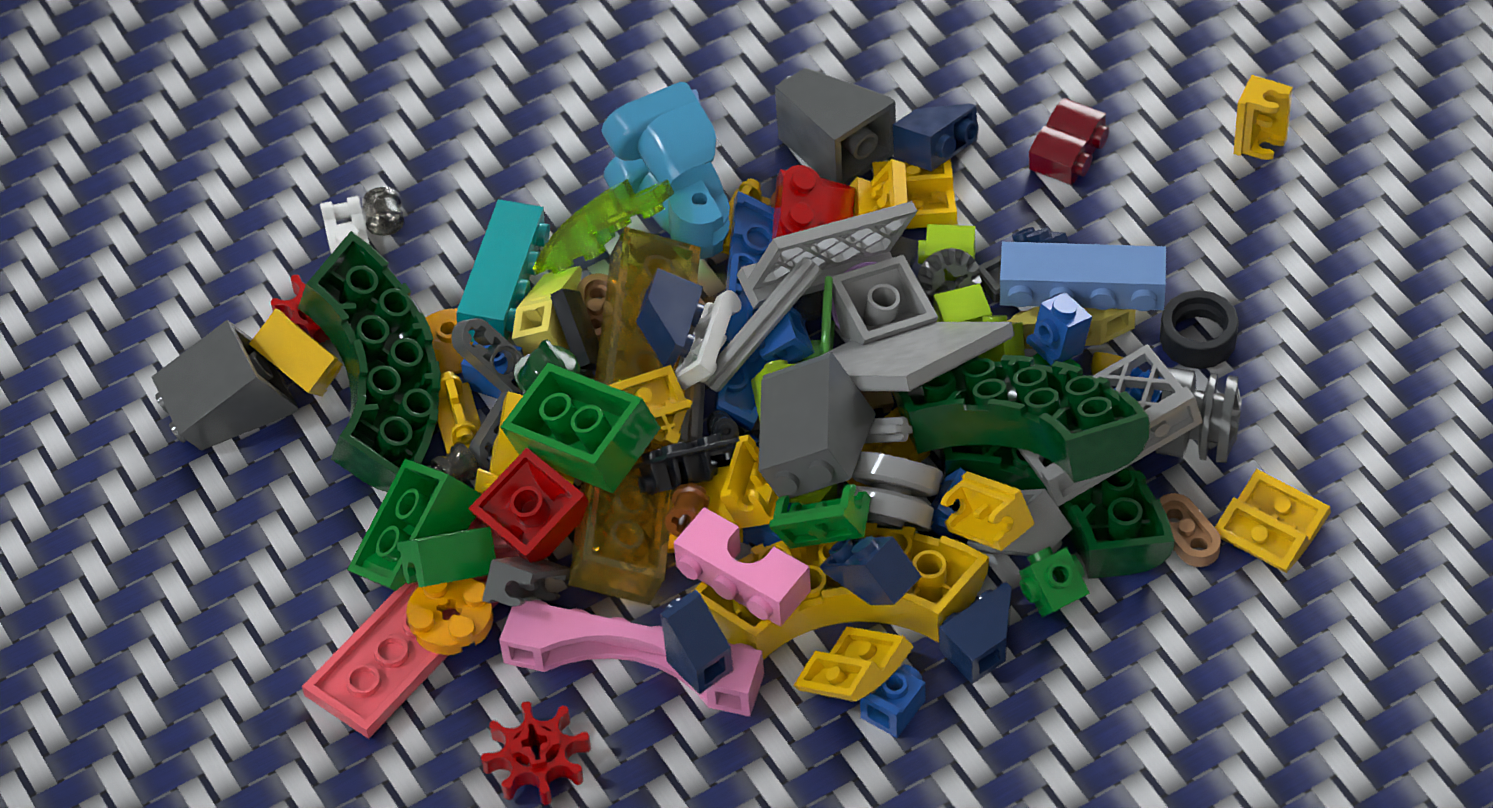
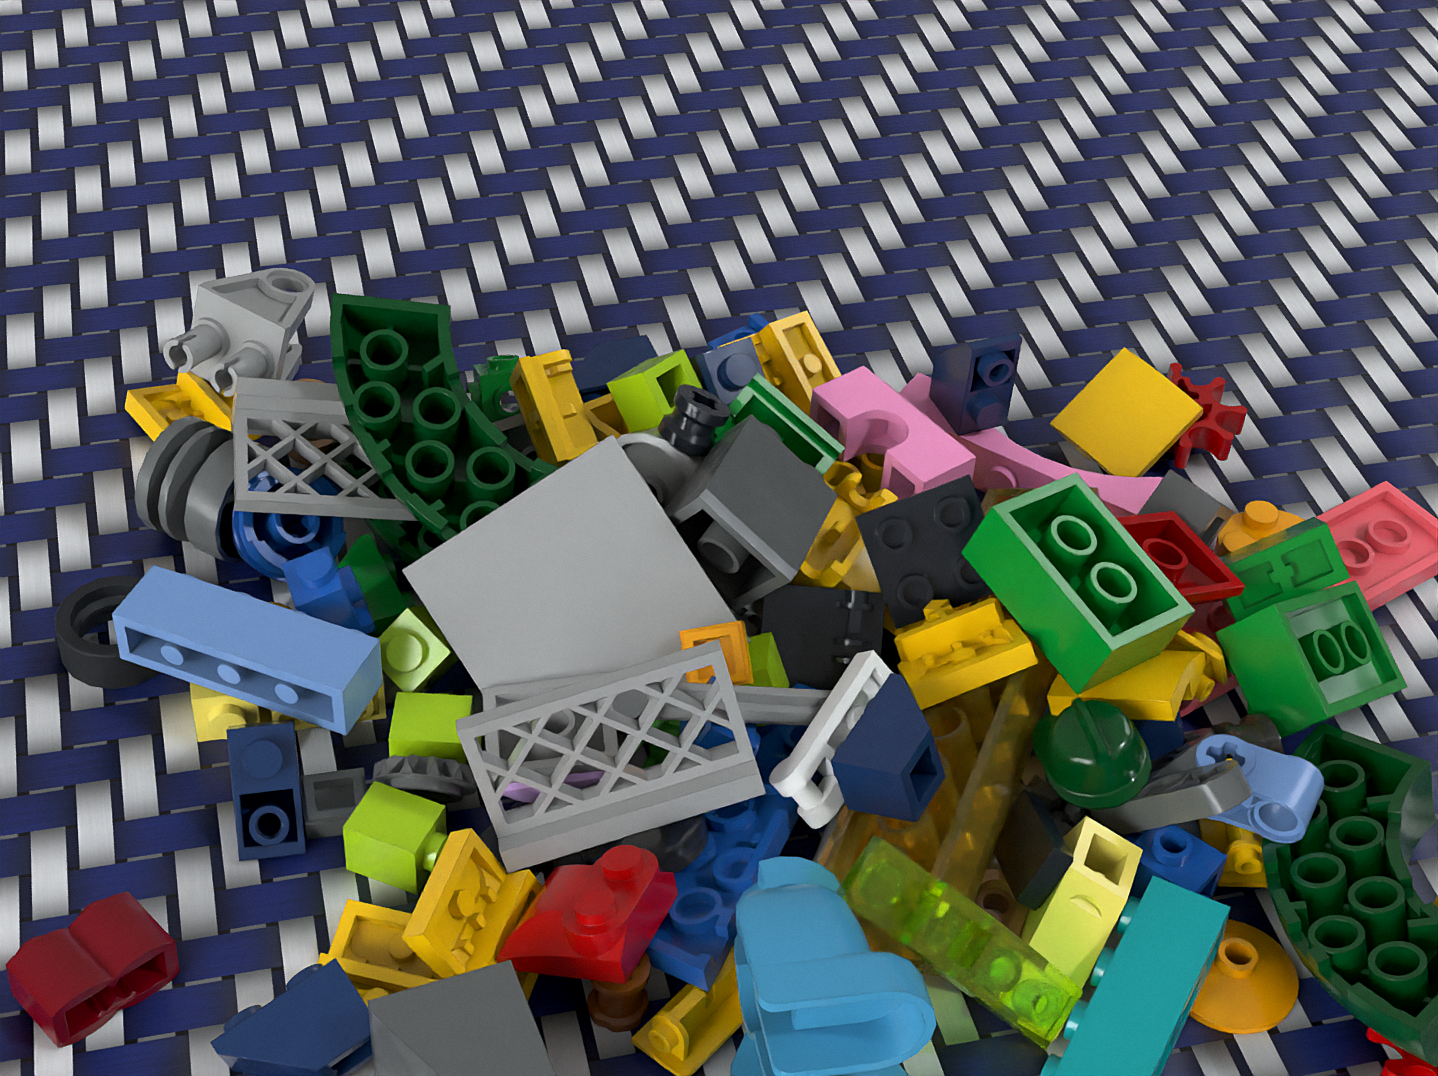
camera: 170 degrees left, 10 degrees down
(446, 382) = (1281, 785): none -> medium blue piece
(578, 709) = (1127, 416): none -> yellow slope
(796, 353) = (734, 648): none -> light orange tile
(881, 475) = (694, 420): none -> black wheel
(926, 540) = (649, 388): none -> lime brick
(1258, 537) = (244, 328): none -> light grey piece

